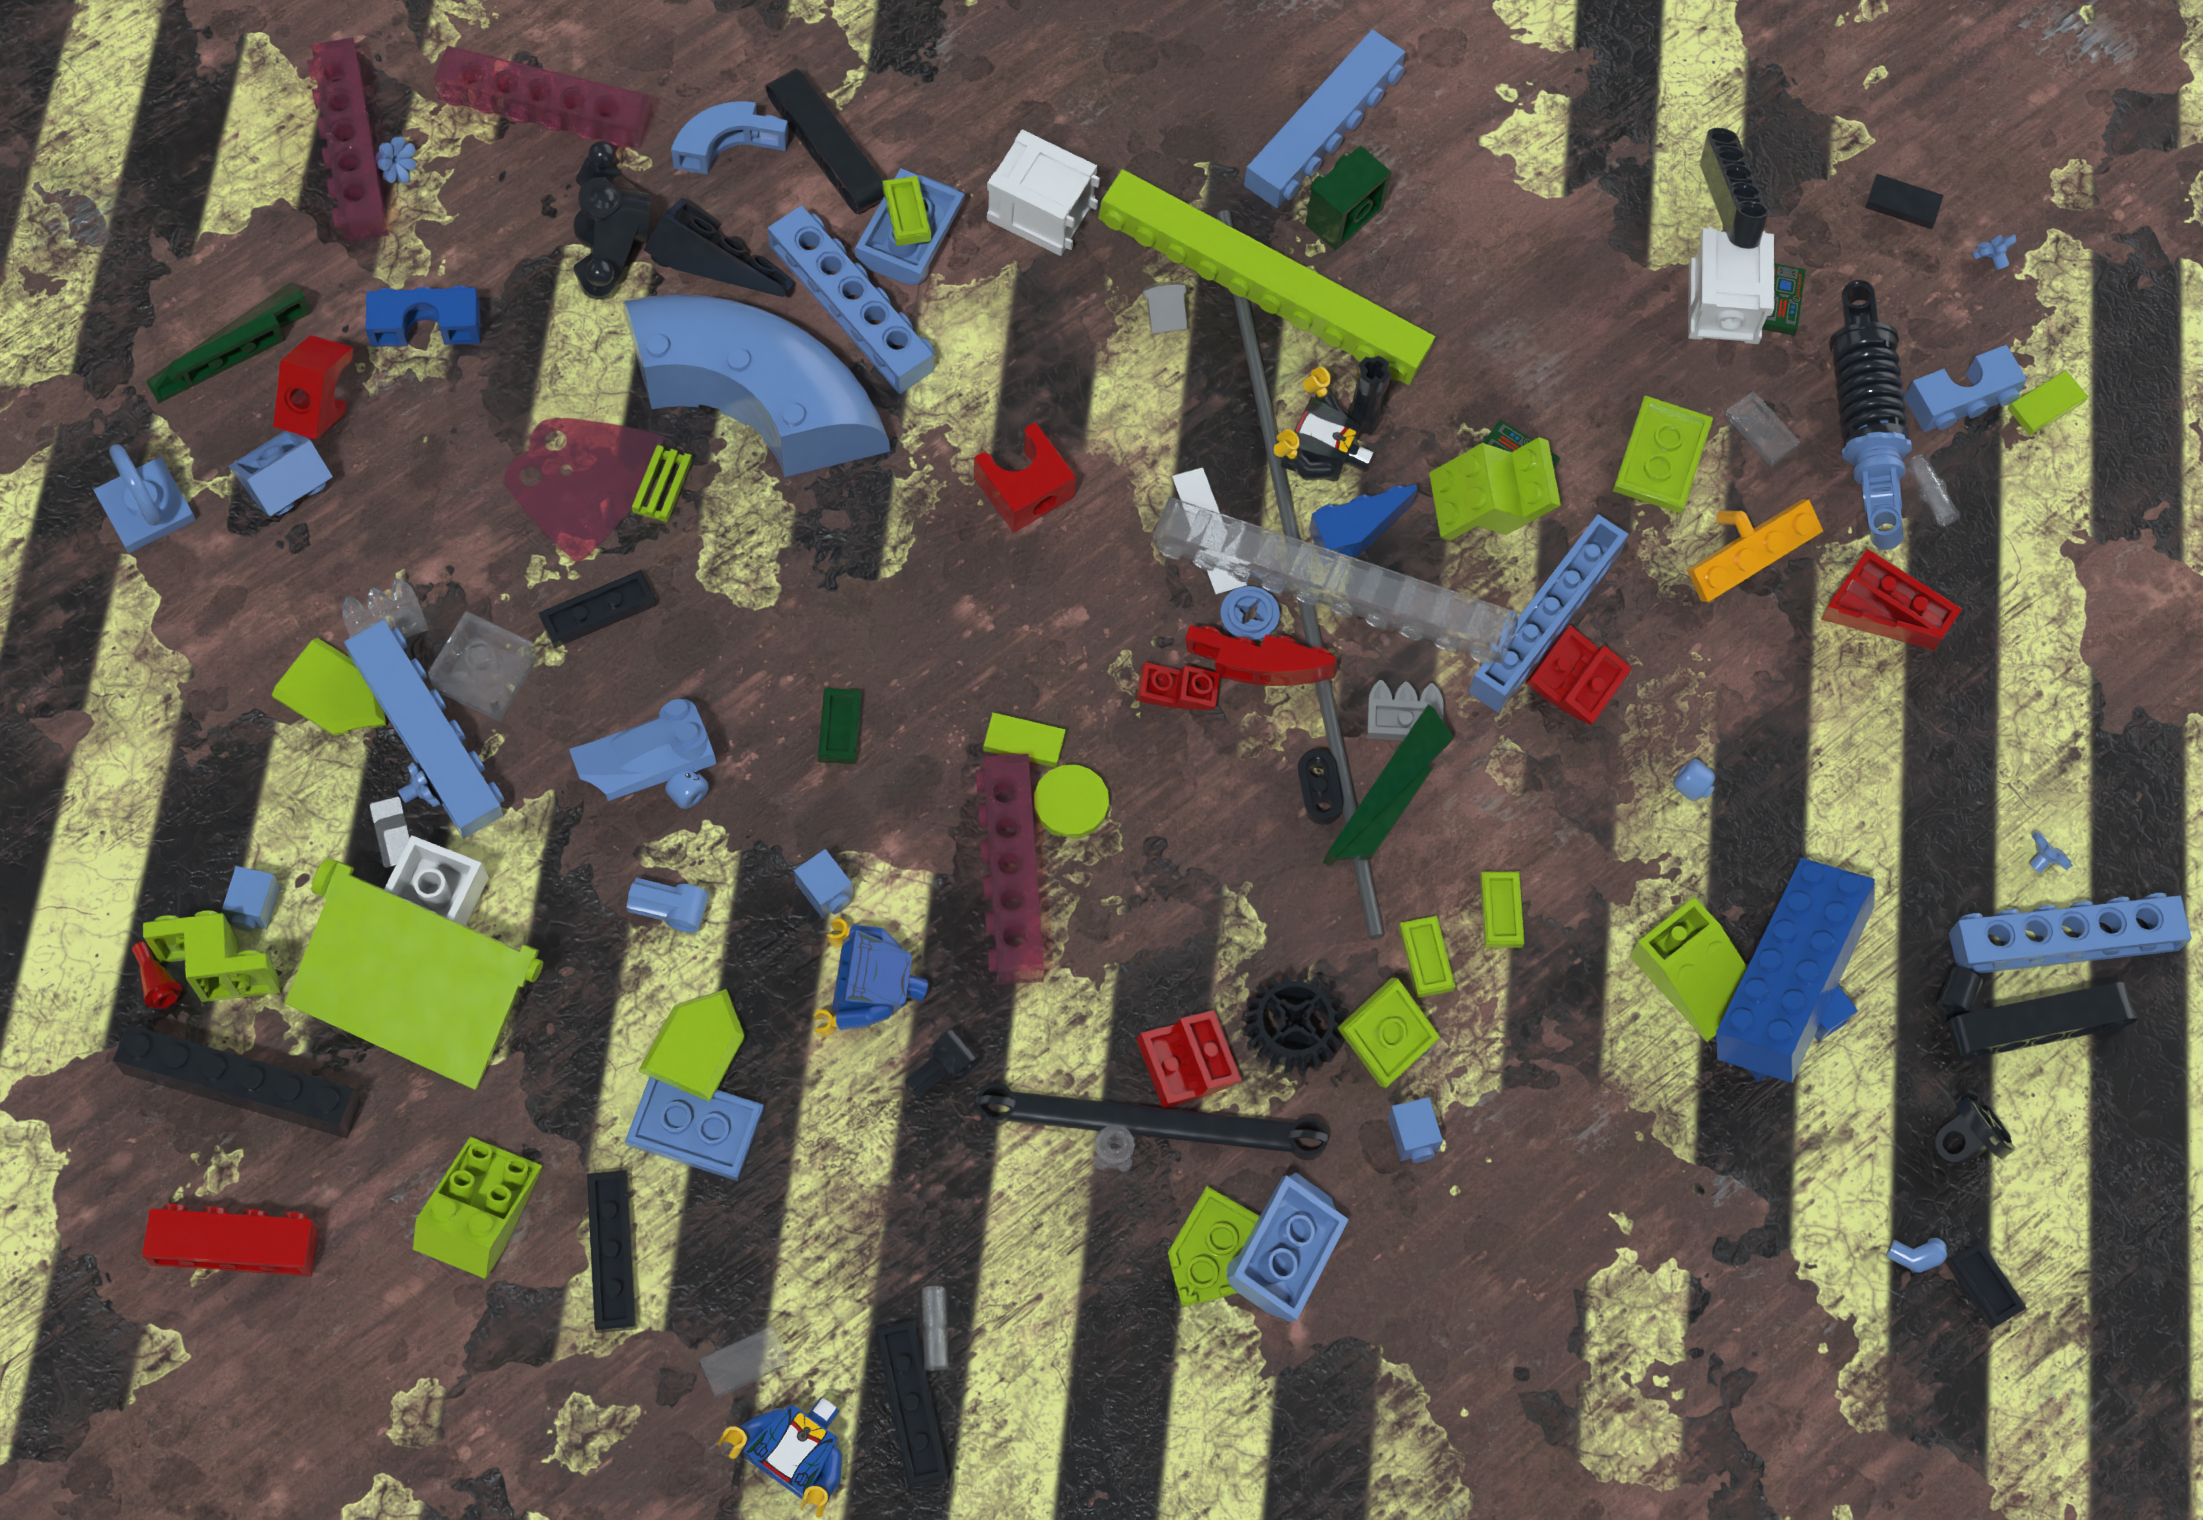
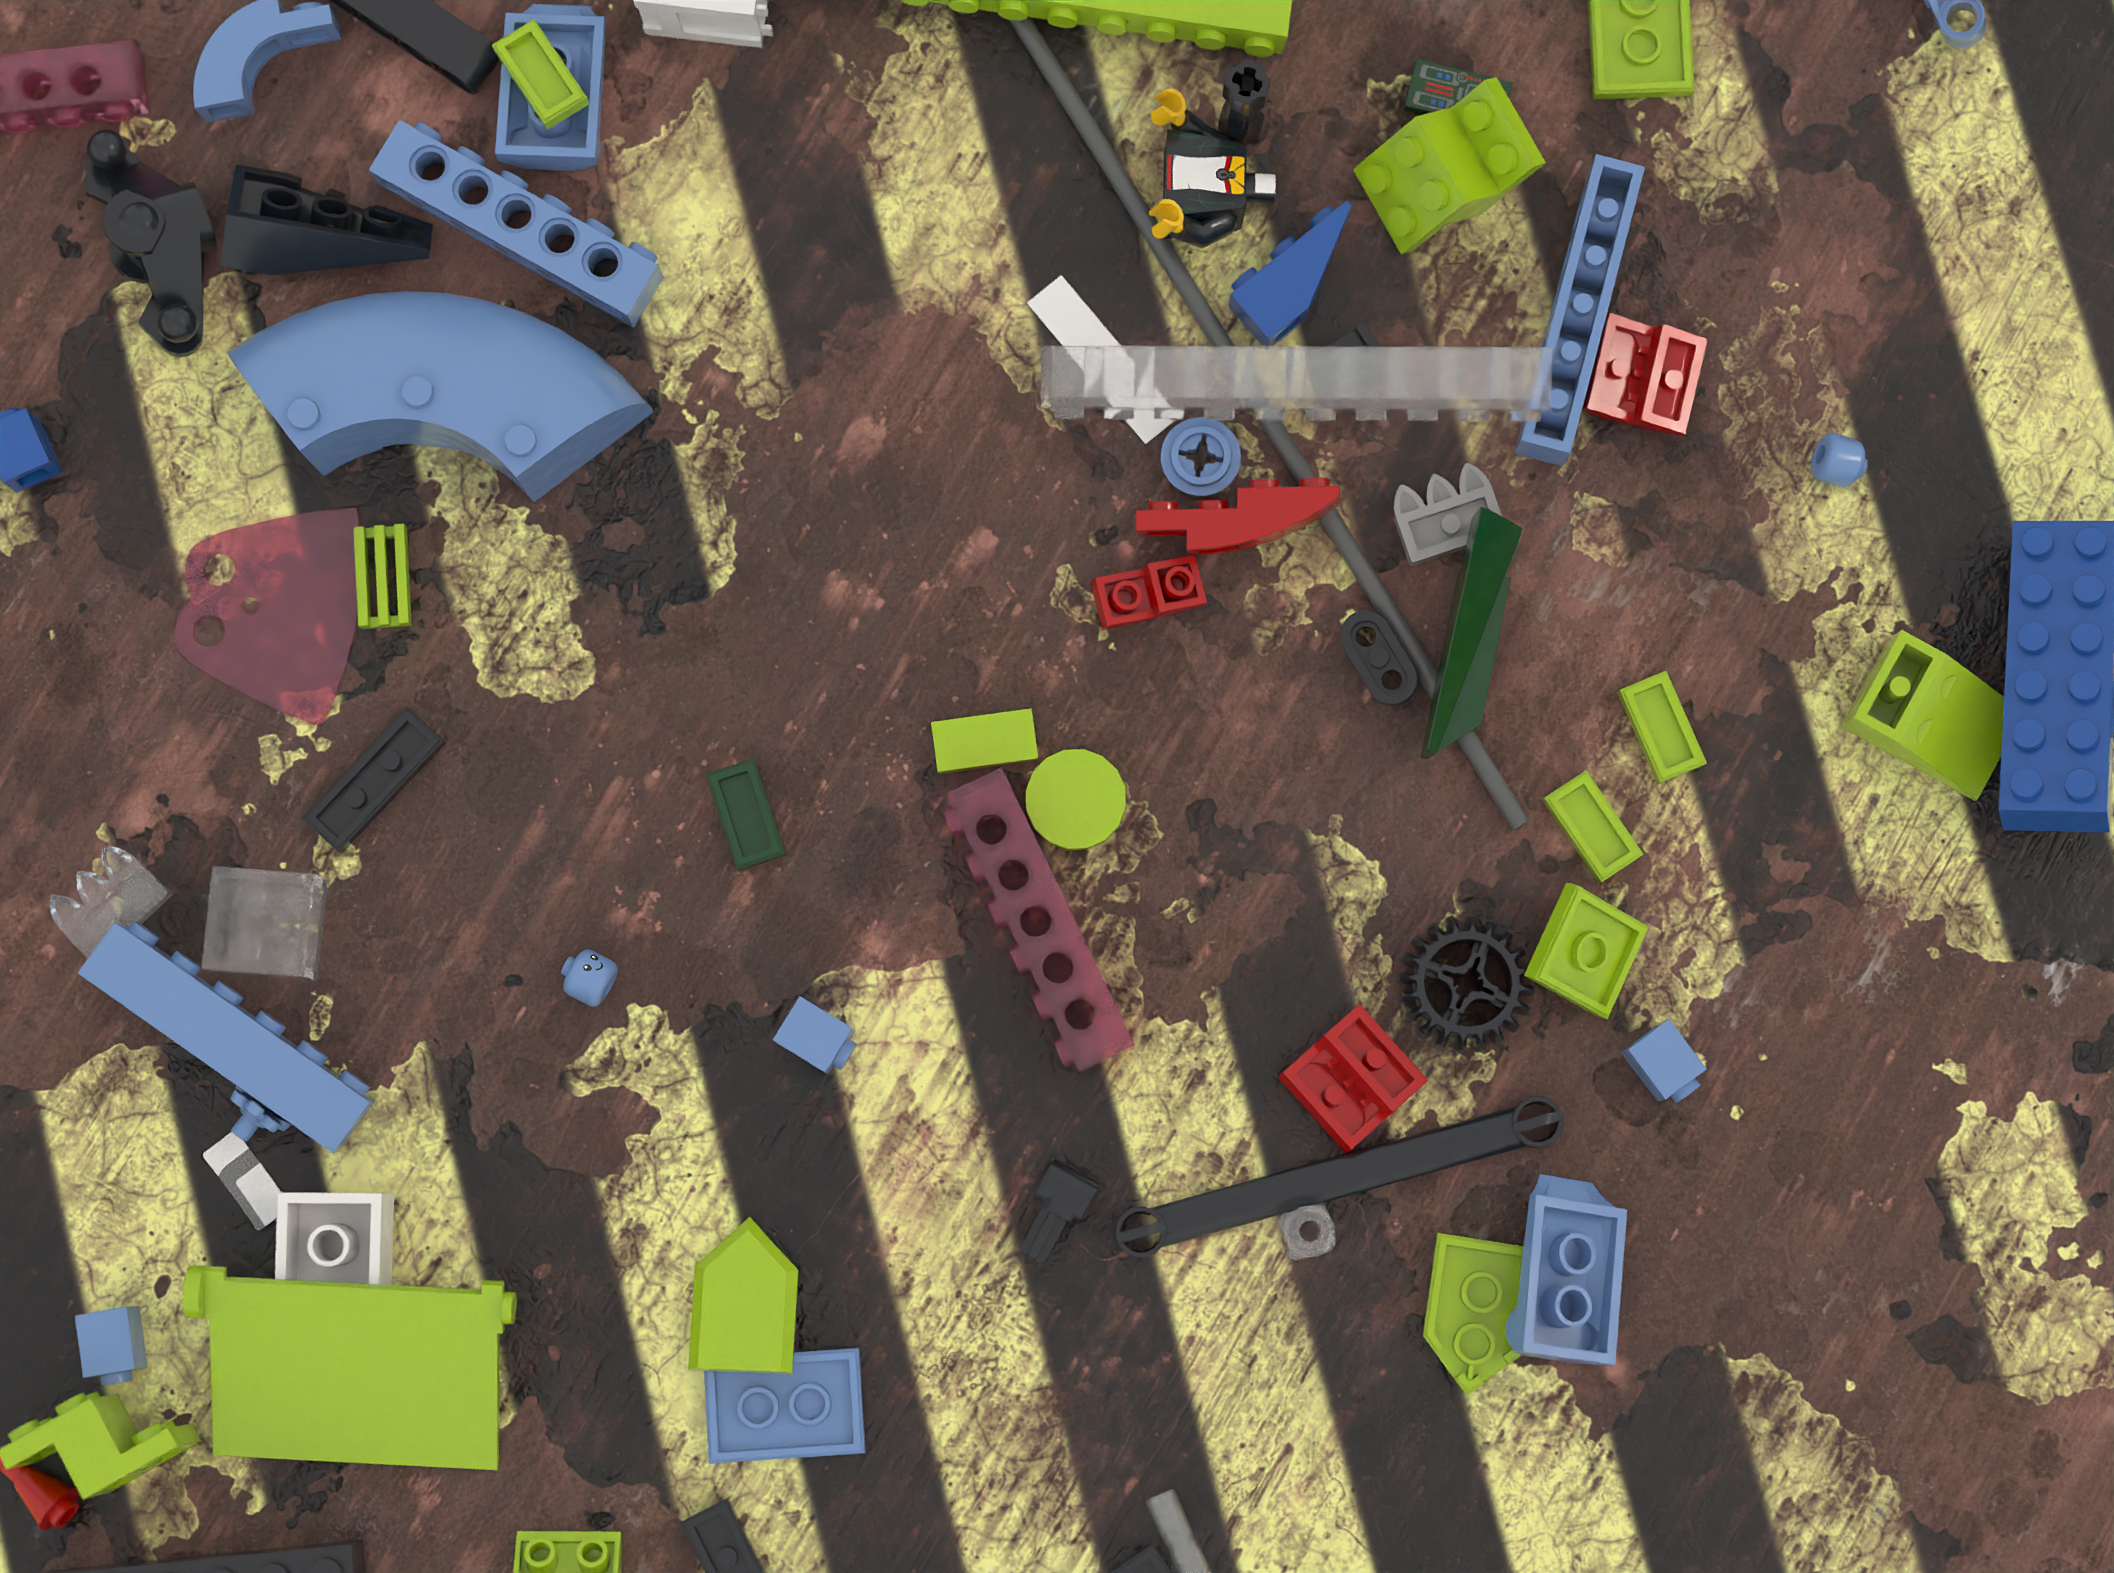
camera: 15 degrees left, 15 degrees up
(329, 691) = (80, 1028): lime tile -> none
(646, 752) = (518, 955): medium blue slope -> none
(678, 906) = (644, 1138): medium blue piece -> none
(870, 978) = (924, 1138): blue torso -> none
(1030, 492) = (861, 403): red piece -> none
(1166, 306) = (927, 69): light grey tile -> none
(1754, 547) = (1803, 113): light orange plate -> none
(1891, 604) = (2004, 123): red wedge -> none

